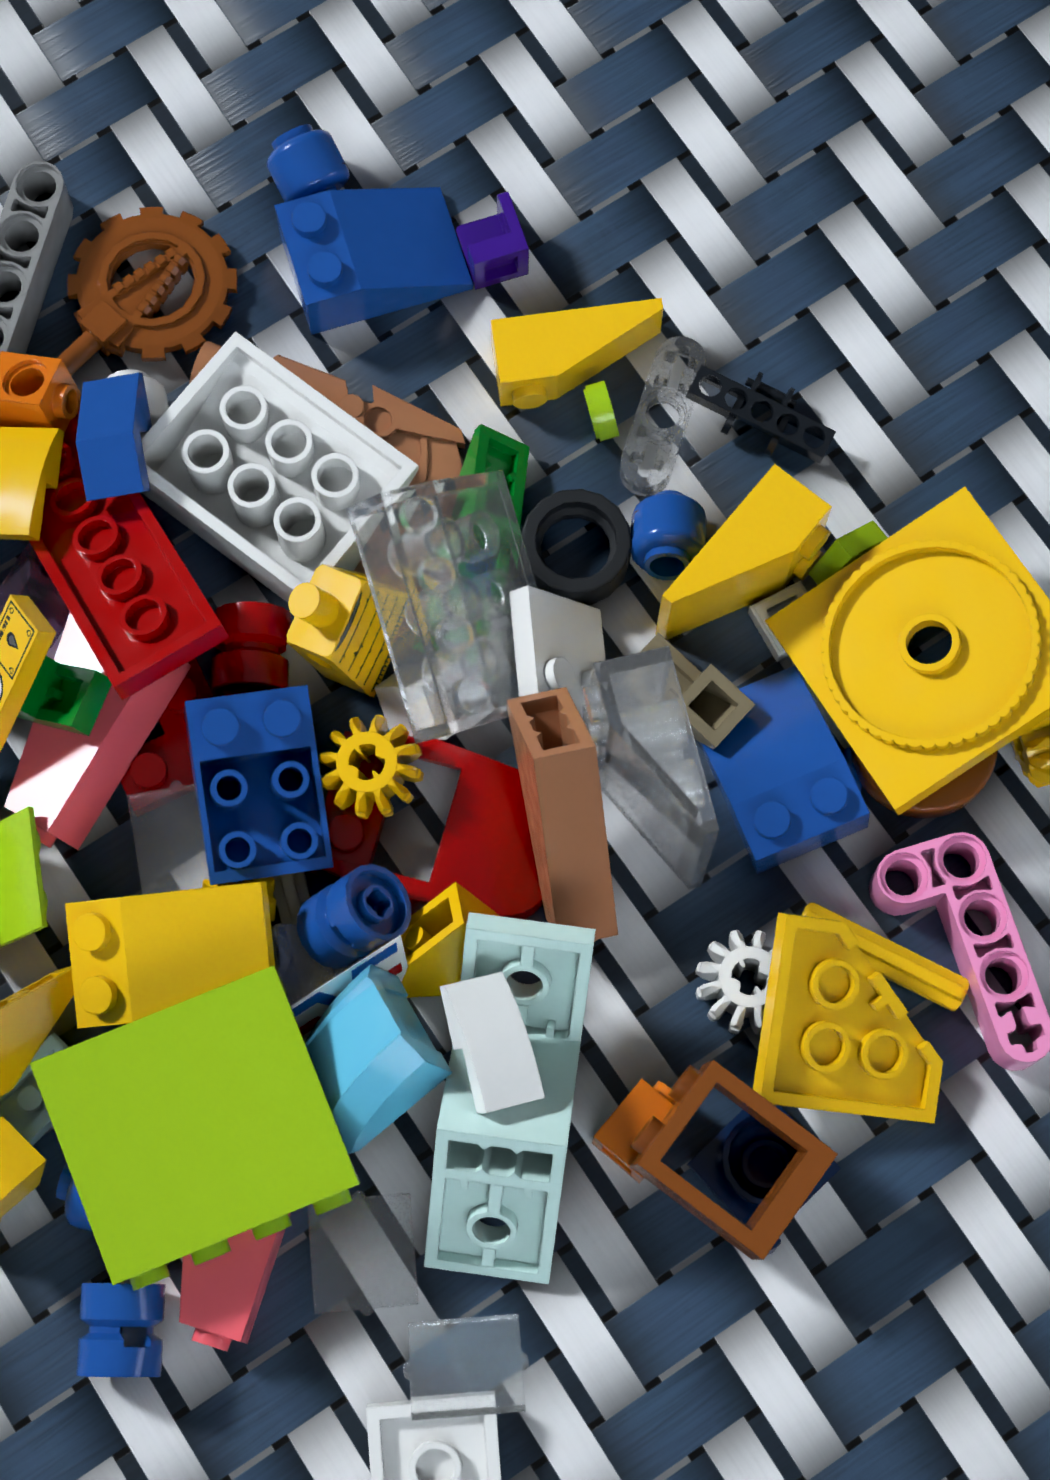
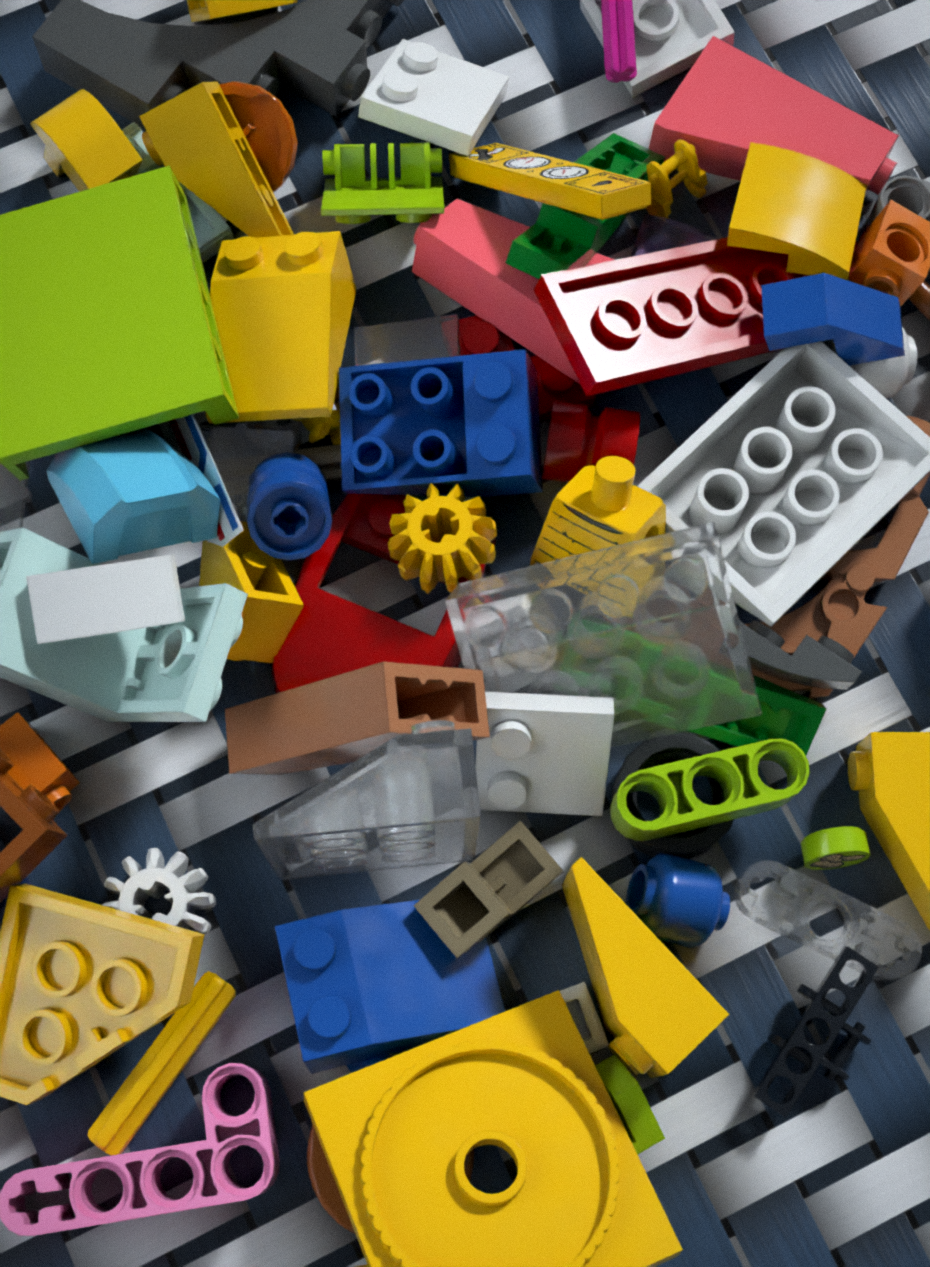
camera: 95 degrees right, 0 degrees up
(442, 439) = (812, 664): none -> dark grey slope
(577, 480) = (734, 770): none -> lime beam

